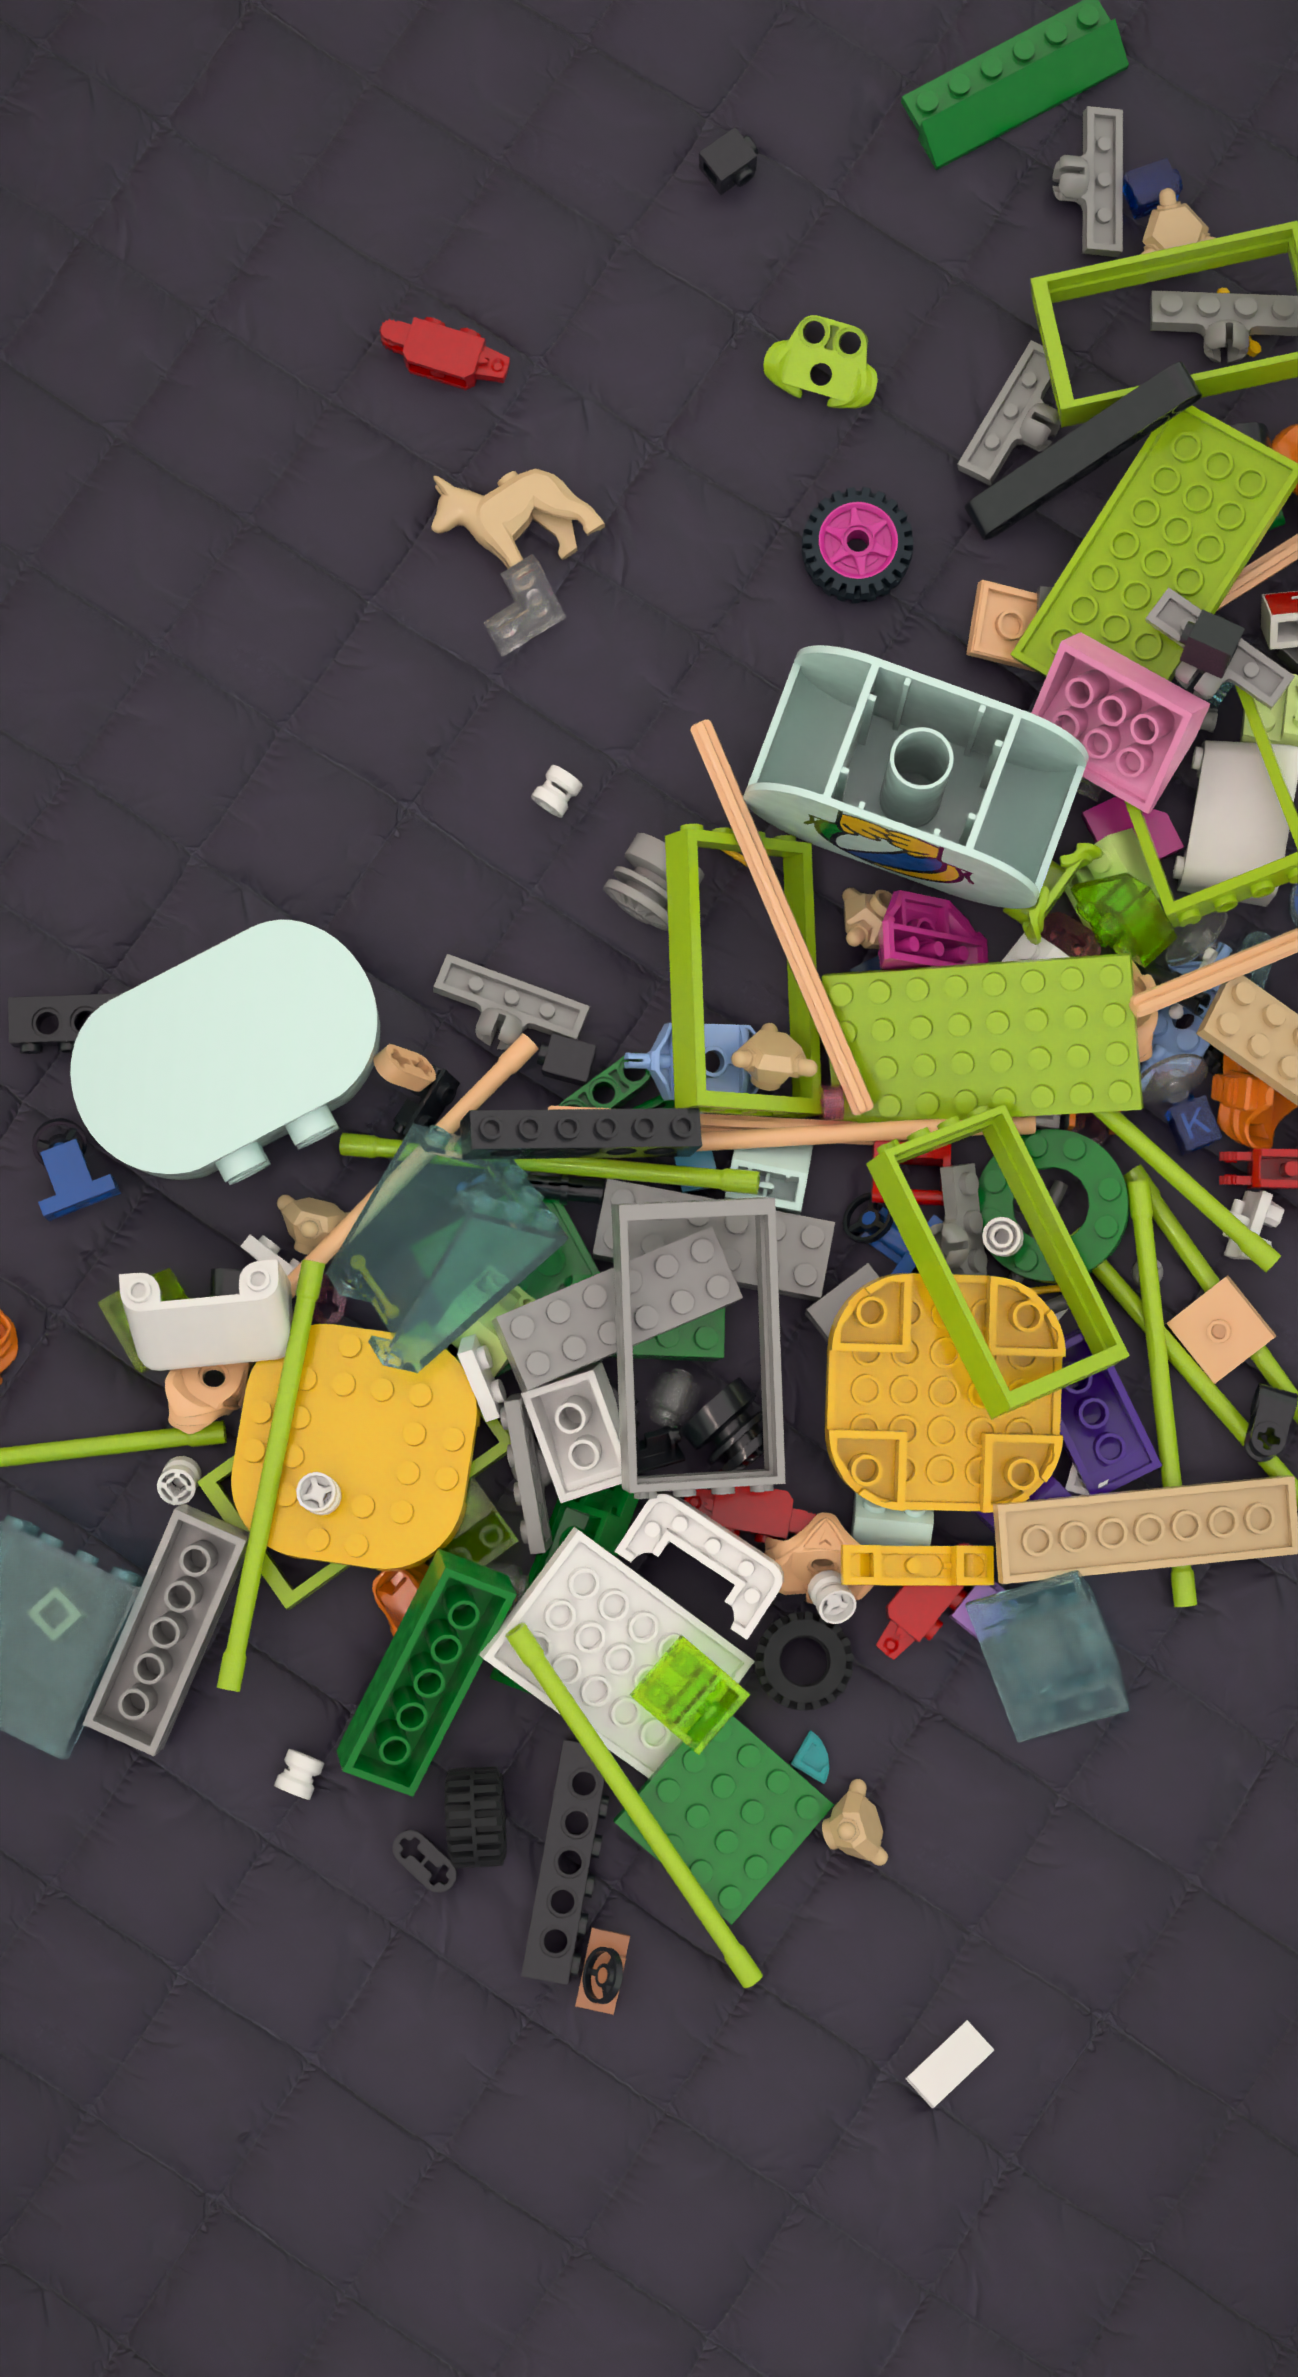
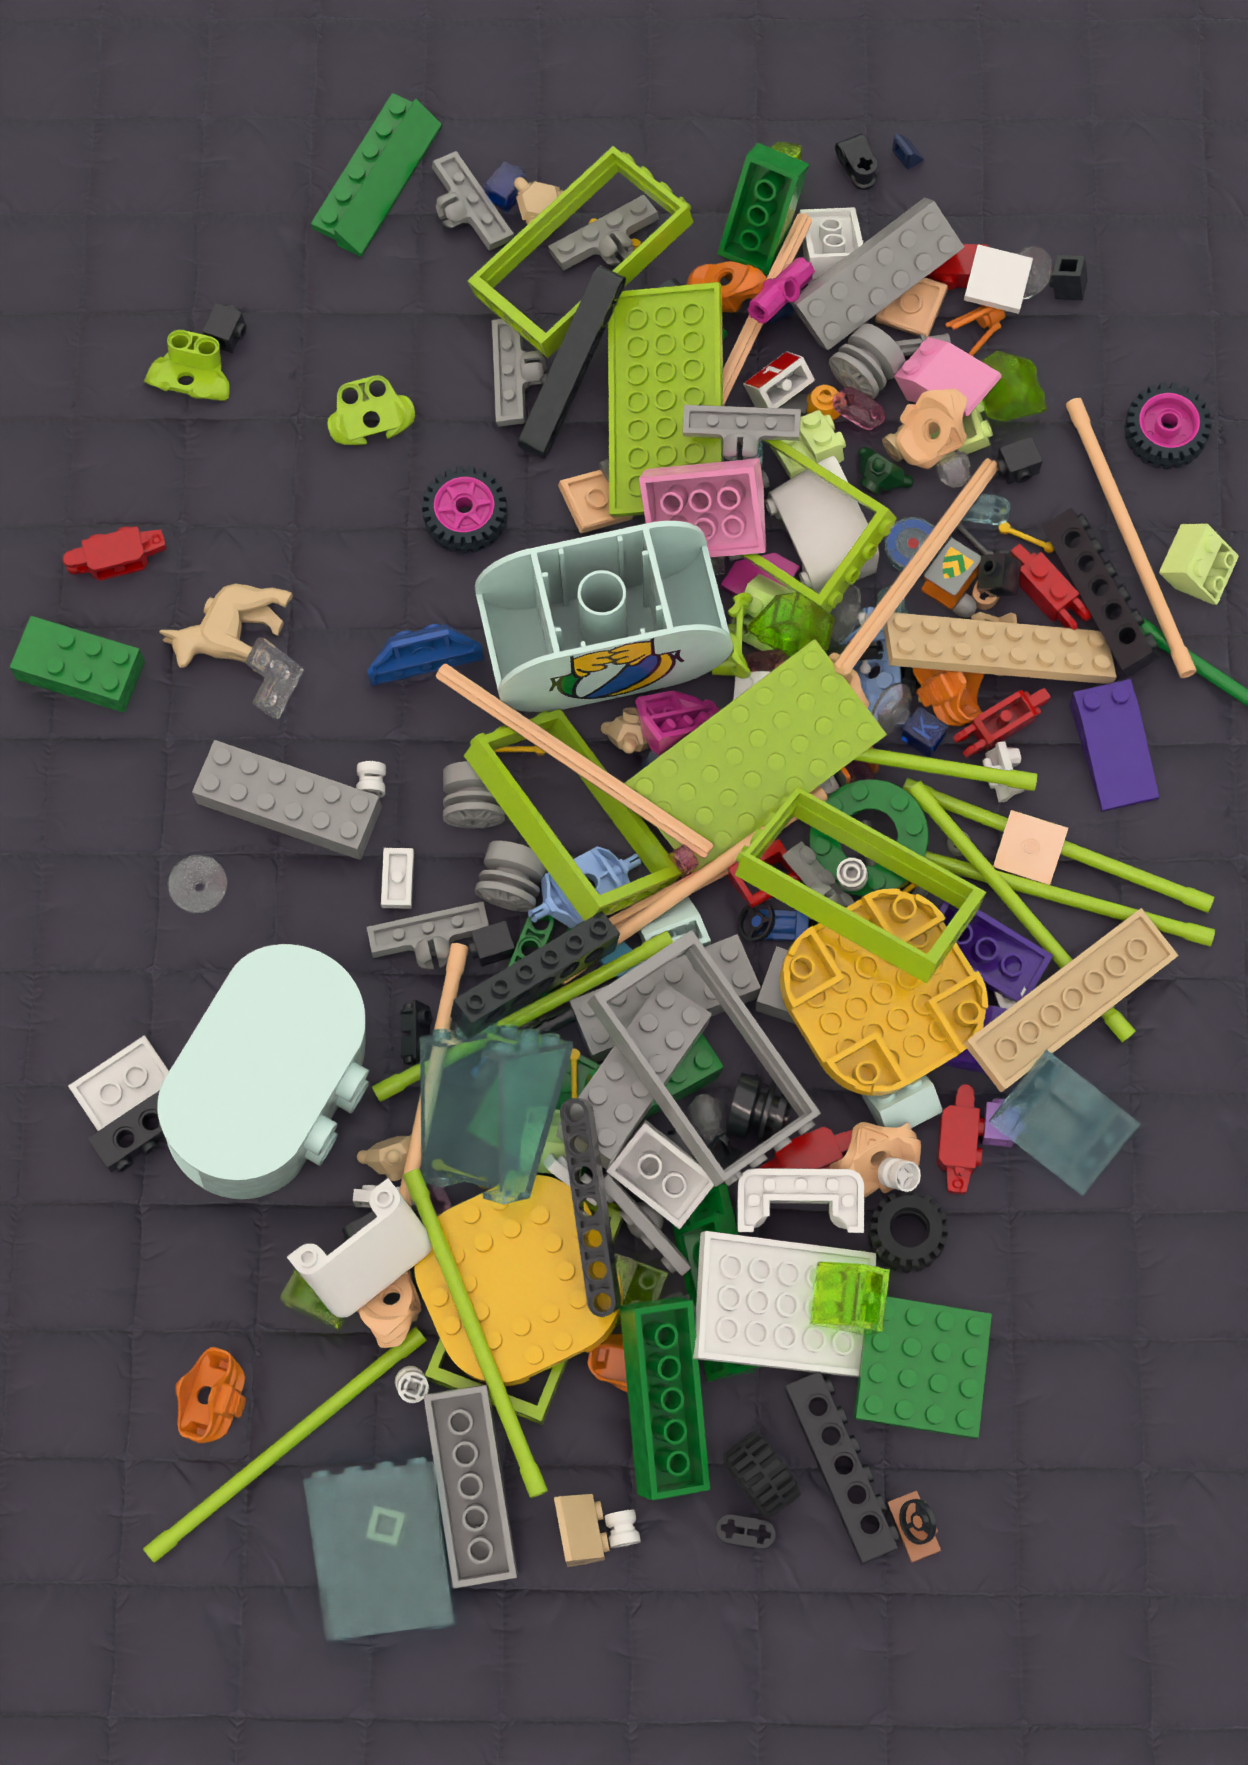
camera: 30 degrees left, 10 degrees down
(69, 1172) = (204, 1228): blue piece -> none
(83, 958) = (120, 1083): none -> white tile
(254, 1747) = (580, 1529): none -> tan slope
(297, 771) = (192, 872): none -> clear dish
(312, 1491) = (511, 1316): white wheel -> none
(324, 456) = (77, 664): none -> green brick
(404, 1068) = (388, 1013): light nougat beam -> none
(452, 756) = (287, 799): none -> light grey brick
(456, 1438) = (584, 1221): none -> black beam
(515, 920) = (397, 878): none -> white plate
(534, 1658) = (732, 1334): lime piece -> none
(575, 1240) = (575, 1055): none -> yellow hinge
(634, 1000) = (510, 876): none -> light grey wheel
(672, 214) = (190, 356): none -> lime piece
(704, 681) = (422, 652): none -> blue wedge
(772, 1058) = (628, 854): tan rock -> none
(812, 1758) = (956, 1293): teal tile -> none
(856, 1826) = (1015, 1318): tan rock -> none
(917, 1565) = (941, 1117): yellow slope -> none
(949, 2064) = (1184, 1434): white slope -> none
(1210, 643) = (735, 419): black brick -> none
(1269, 1415) = (1101, 884): black piece -> none

